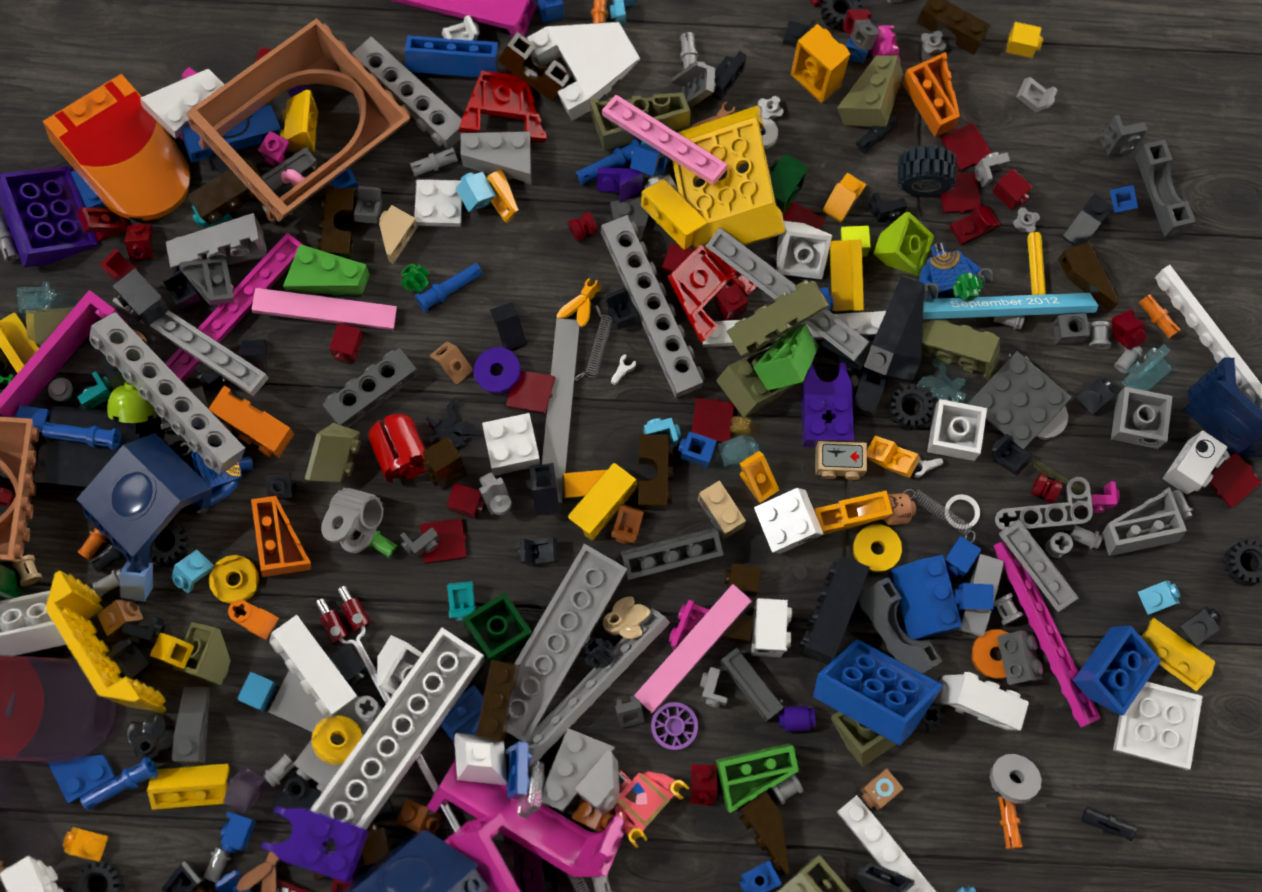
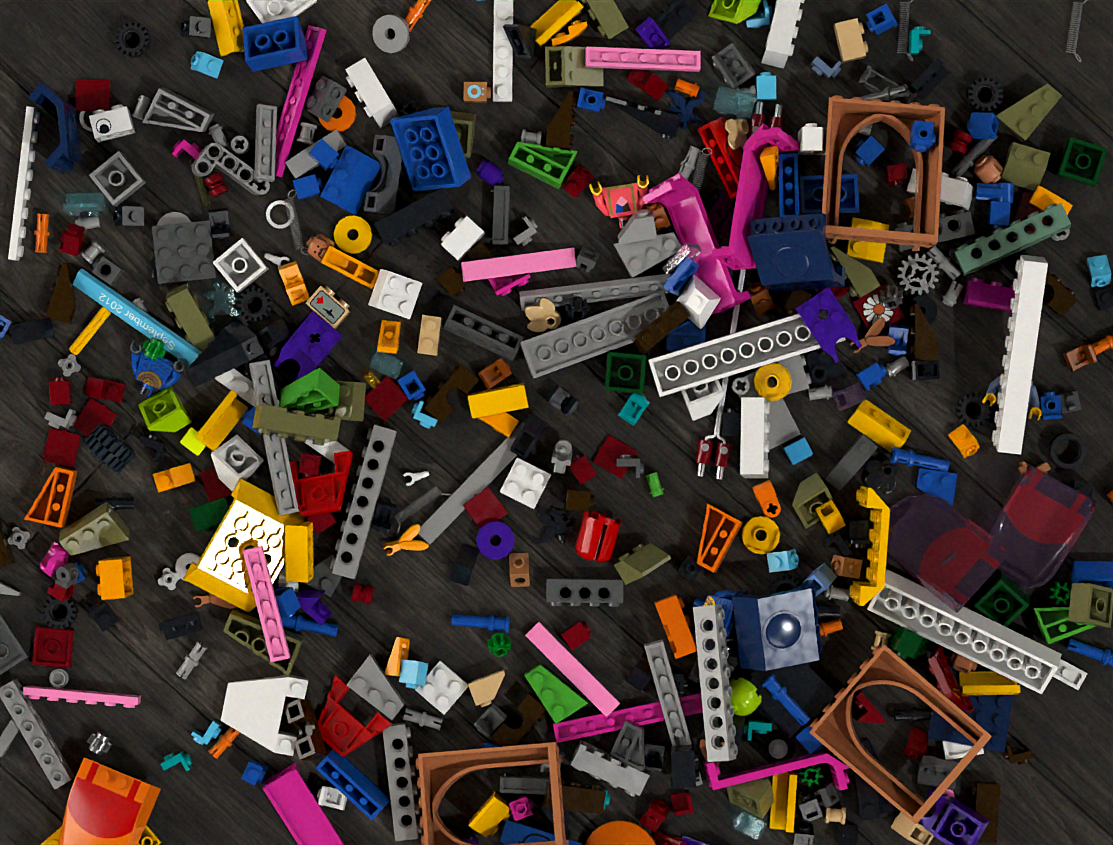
camera: 140 degrees left, 15 degrees up
(291, 176) = (523, 773): bright pink arm -> none
(351, 512) = (657, 513): light grey piece -> none
(674, 726) = (566, 229): medium lavender wheel -> none
(696, 82) = (207, 631): dark grey bracket -> none

